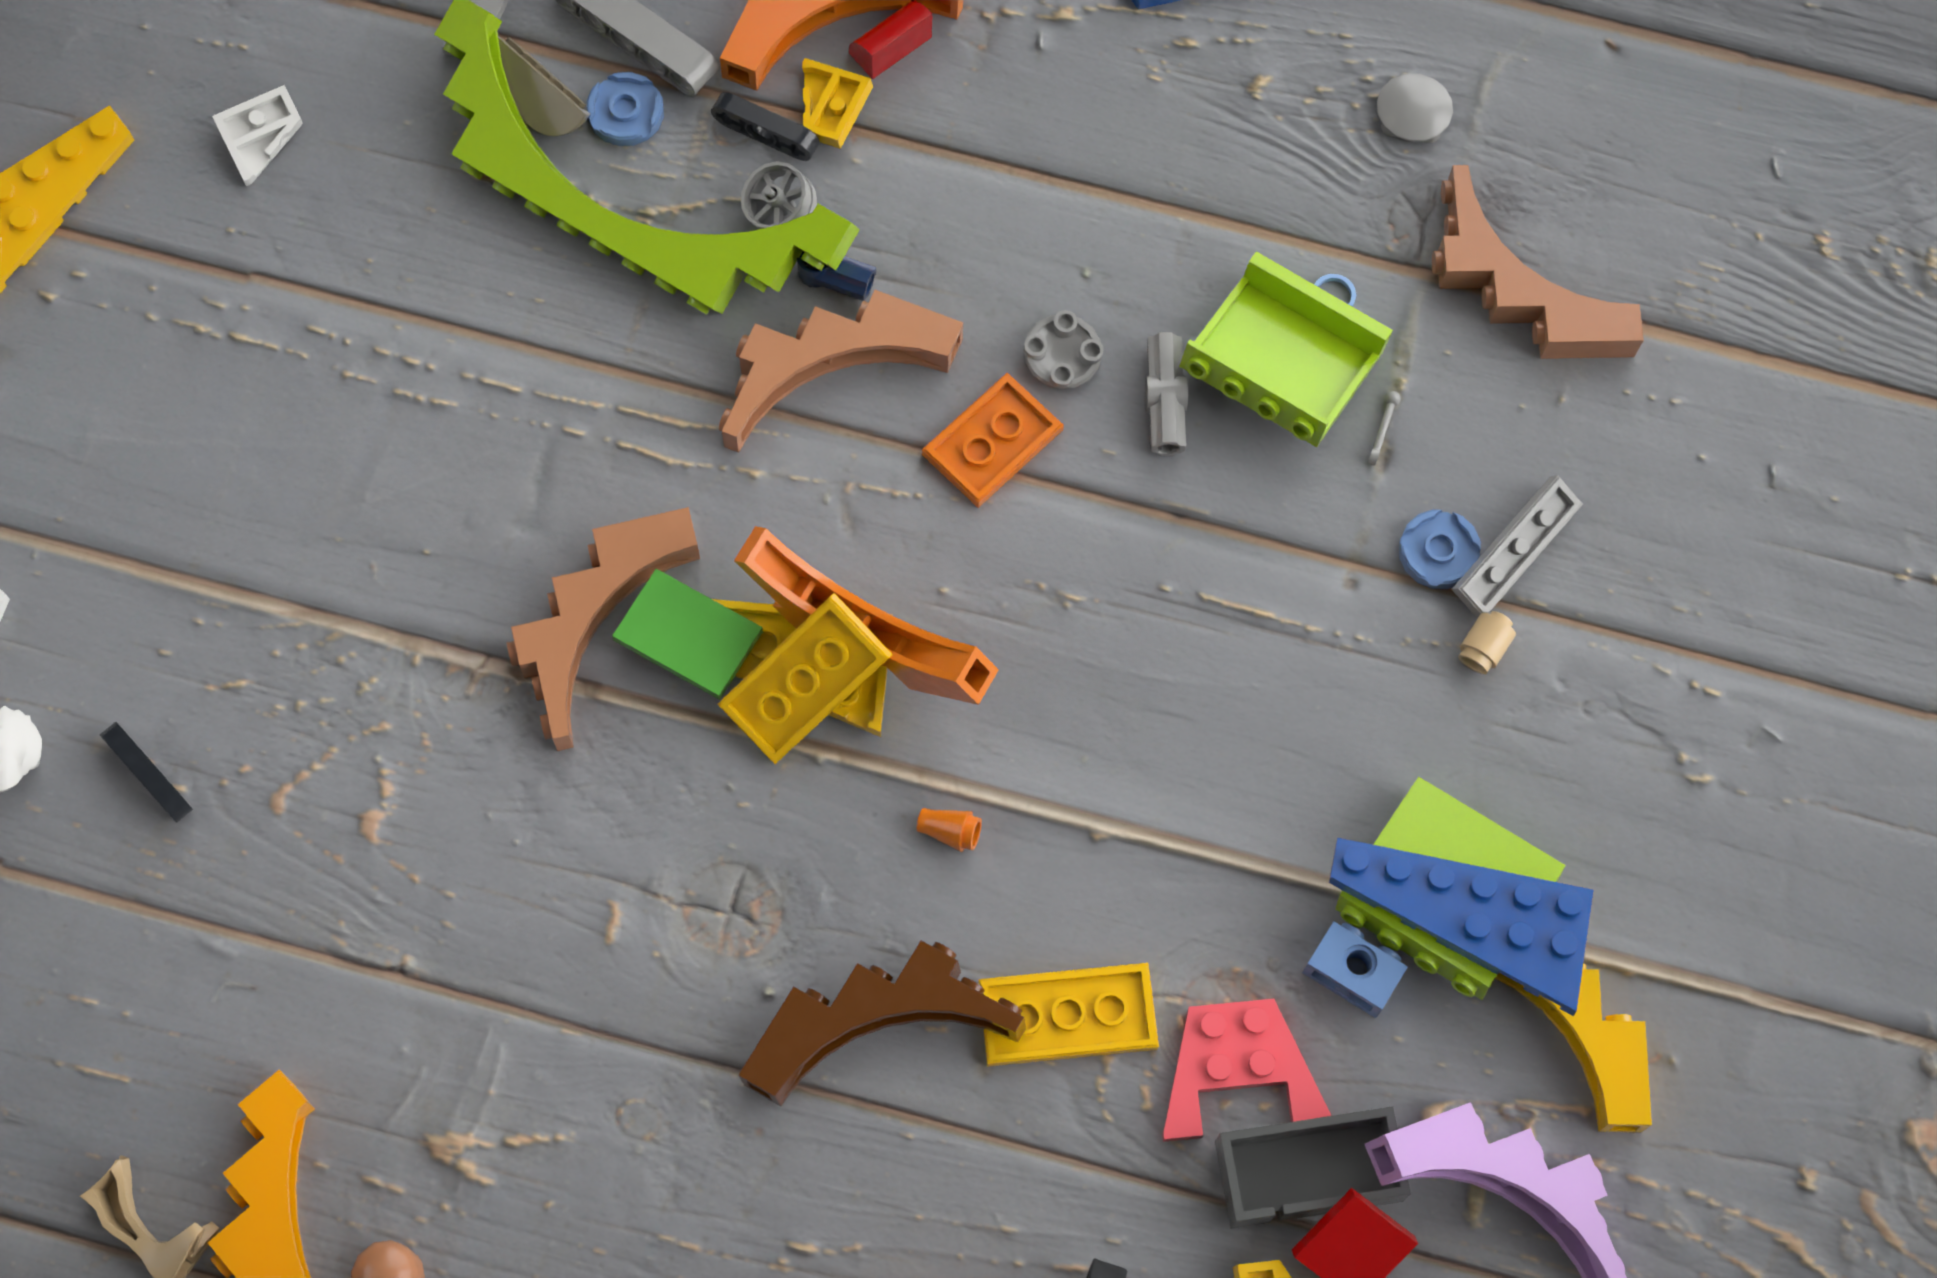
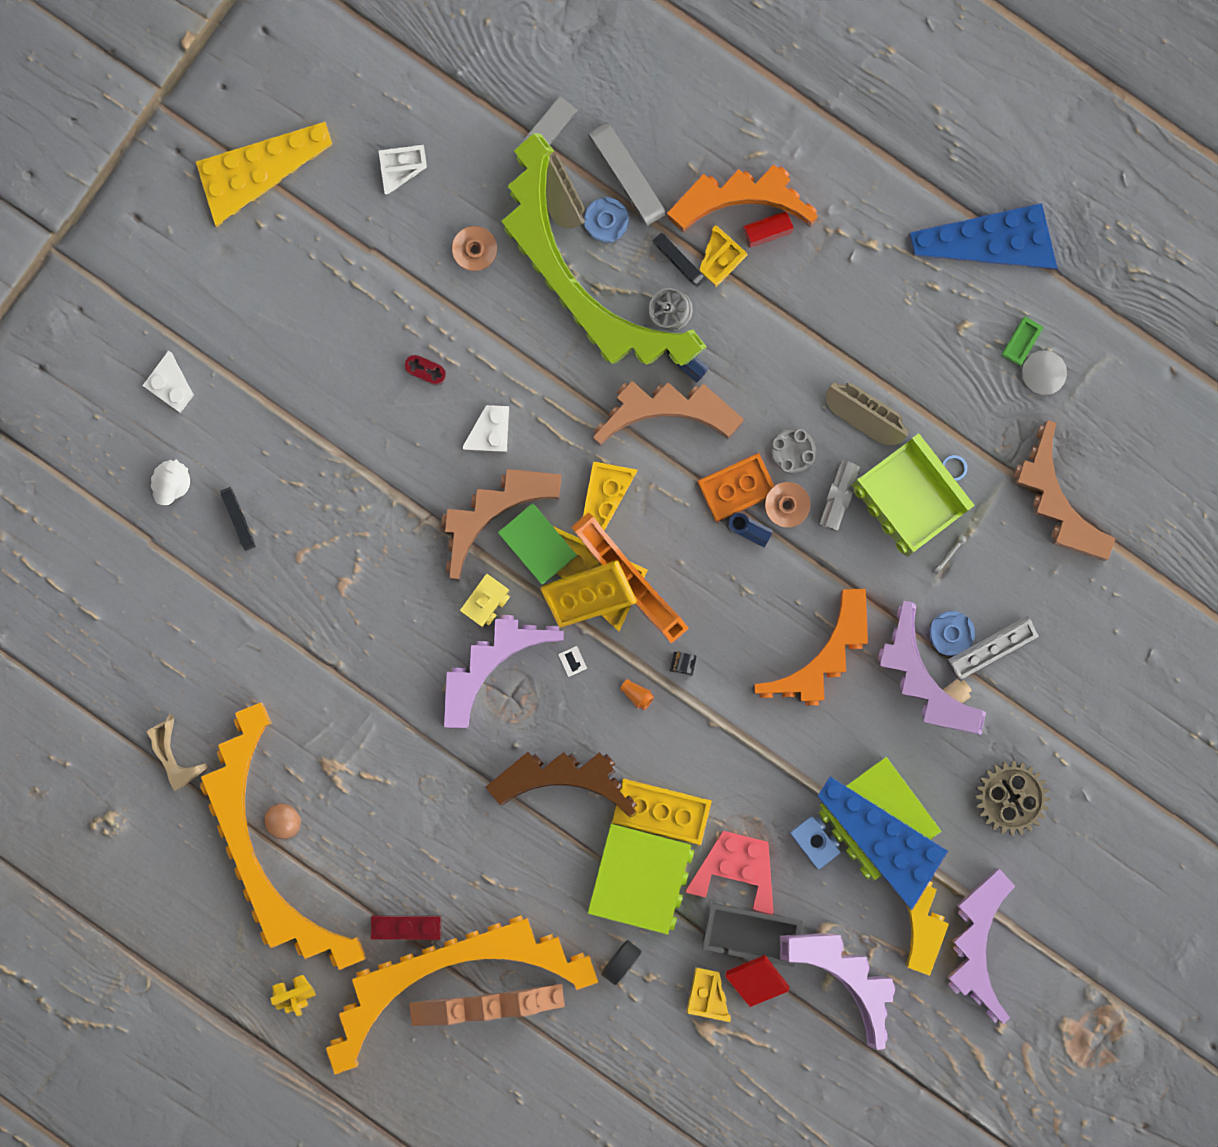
camera: 20 degrees right, 15 degrees up
(402, 425) = (427, 365): none -> dark red beam
(417, 199) = (472, 237): none -> nougat dish
(543, 488) = (490, 431): none -> white wing
(630, 761) = (485, 601): none -> light yellow brick
(695, 812) = (508, 639): none -> lavender arch
(778, 502) = (606, 490): none -> yellow wing
(818, 814) = (572, 661): none -> white sticker
(1011, 744) = (683, 663): none -> black leg
(1042, 495) = (751, 531): none -> dark blue piece
(1075, 1142) = (640, 879): none -> lime panel
(1092, 418) = (799, 503): none -> nougat dish
(1158, 256) = (866, 413): none -> dark tan brick
(1235, 703) = (809, 681): none -> orange arch
(1359, 75) = (1022, 341): none -> bright green tile
(1482, 660) = (905, 657): none -> lavender arch
(1678, 749) = (1030, 787): none -> dark tan gear
(1697, 1047) = (972, 973): none -> lavender arch

